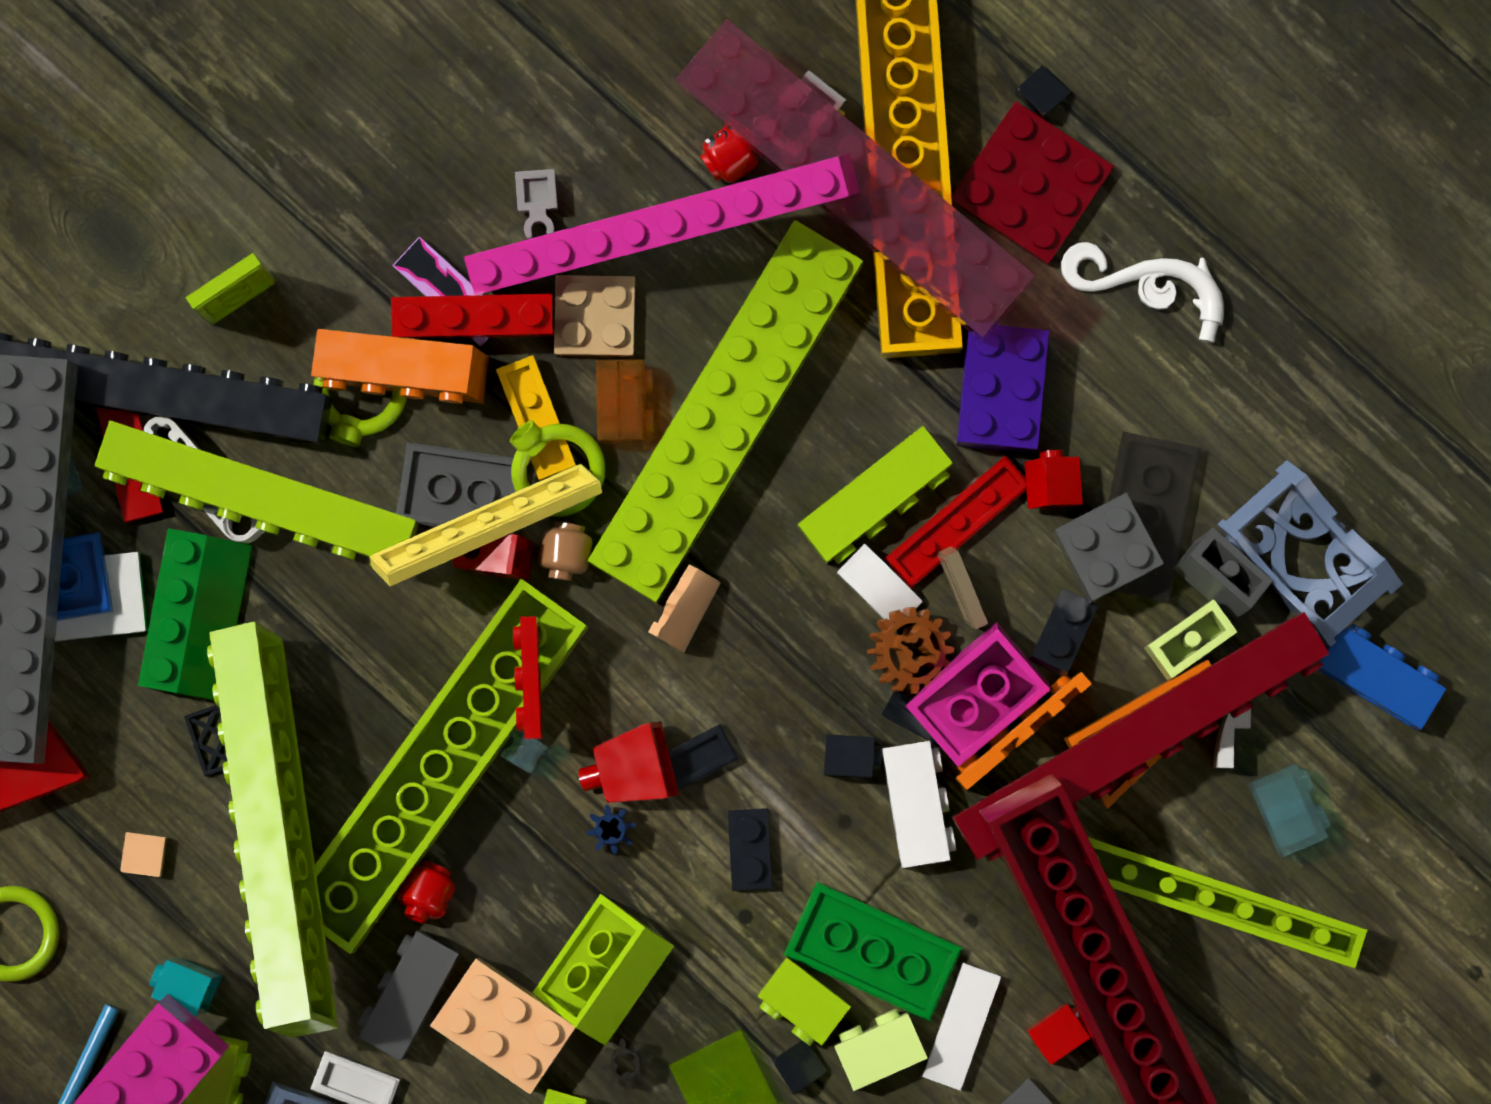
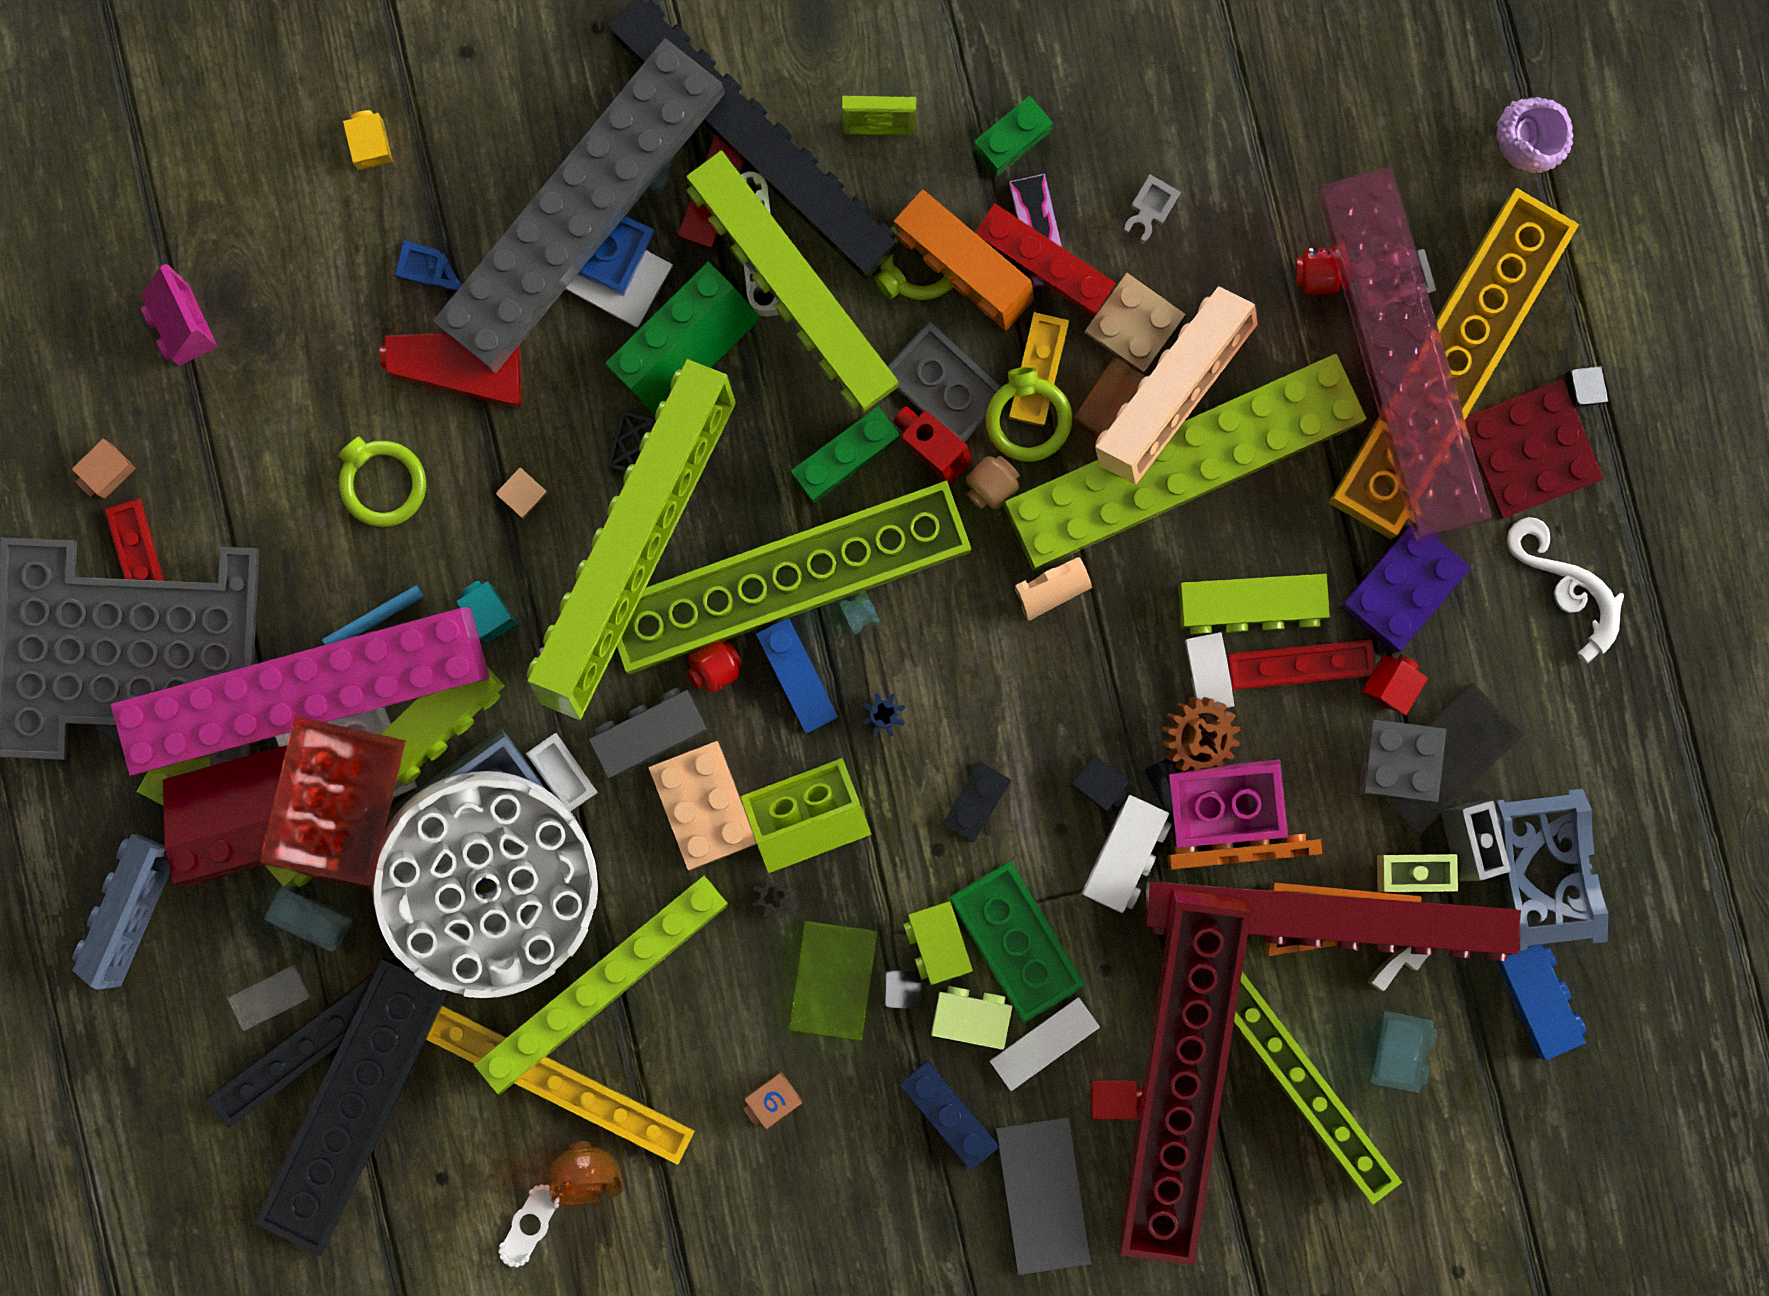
camera: 20 degrees right, 0 degrees up
(366, 223) = (1012, 136): none -> green brick
(413, 622) = (845, 455): none -> green brick
(485, 524) = (948, 421): light yellow tile -> none
(507, 847) = (797, 675): none -> blue slope
(529, 678) = (902, 557): red plate -> none
(632, 766) = (932, 678): red torso -> none
(663, 224) = (1237, 287): dark pink brick -> none
(669, 354) = (1176, 385): none -> light nougat brick
(701, 756) = (981, 706): black tile -> none
(962, 588) = (1272, 716): dark tan tile -> none
(1063, 633) = (1324, 802): black plate -> none

